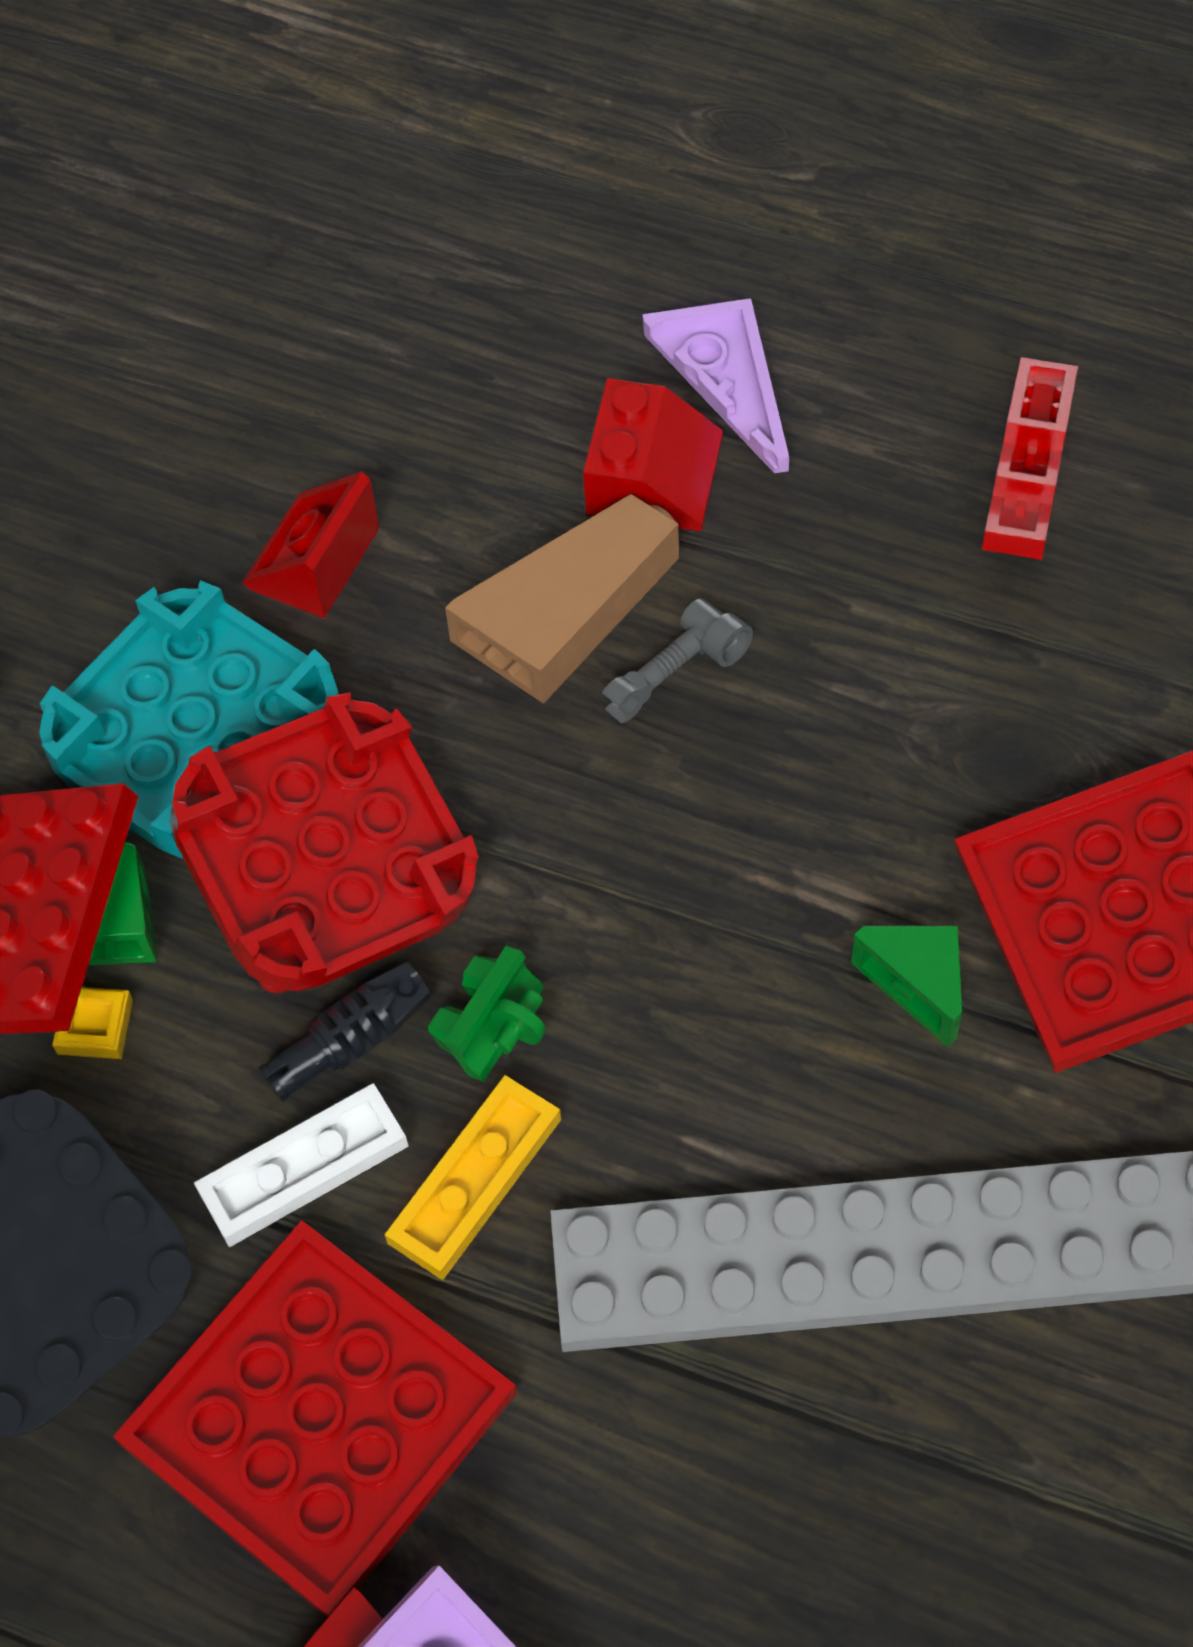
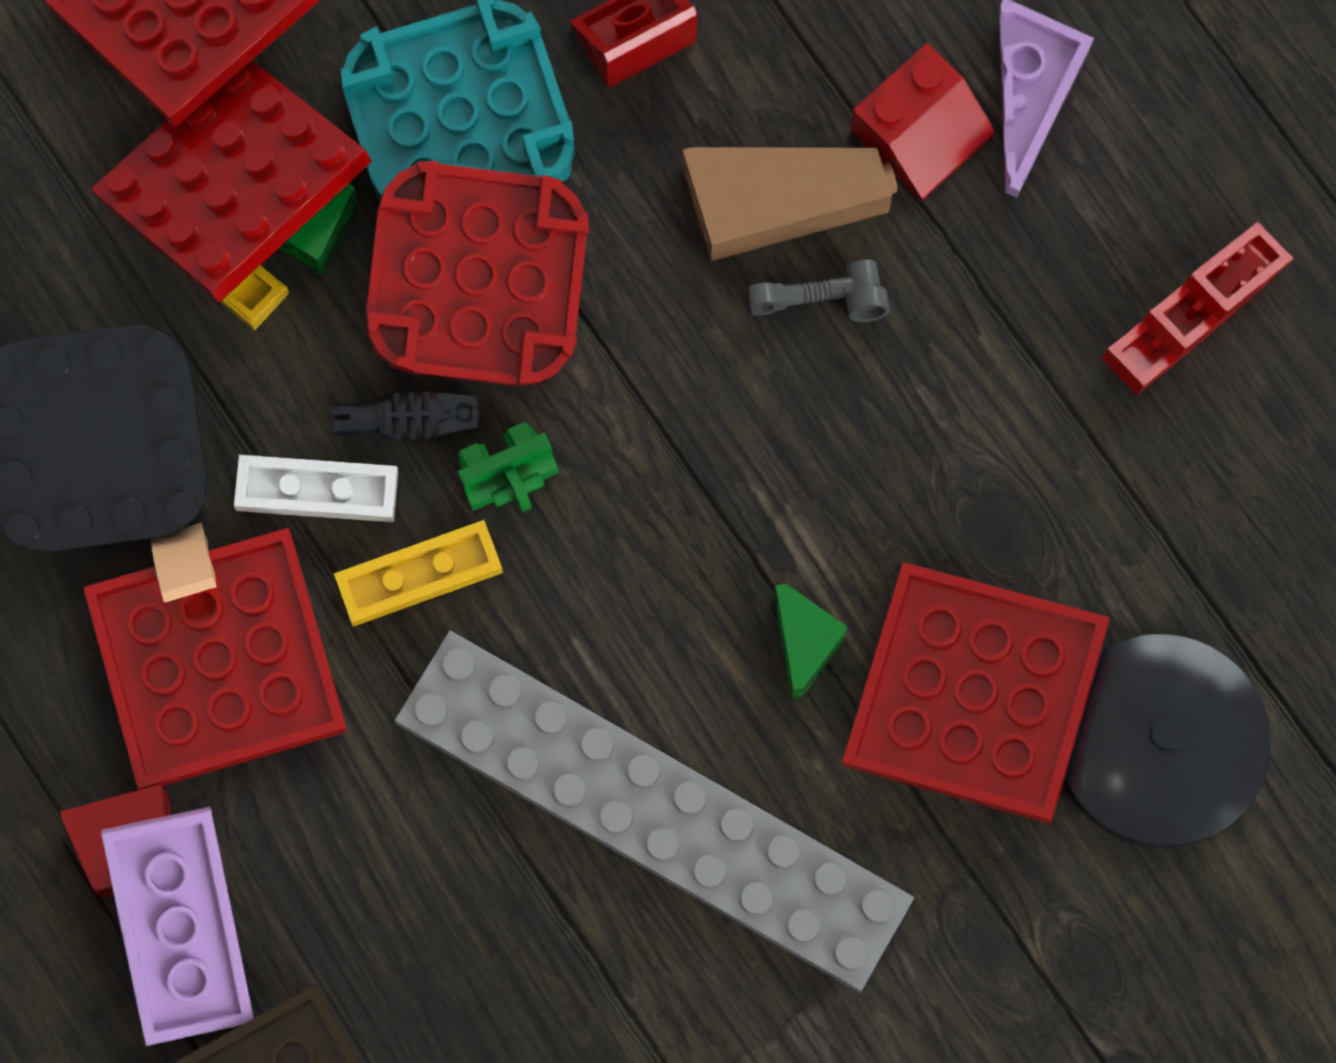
camera: 30 degrees right, 15 degrees up
(211, 1330) = (183, 563): none -> light nougat slope

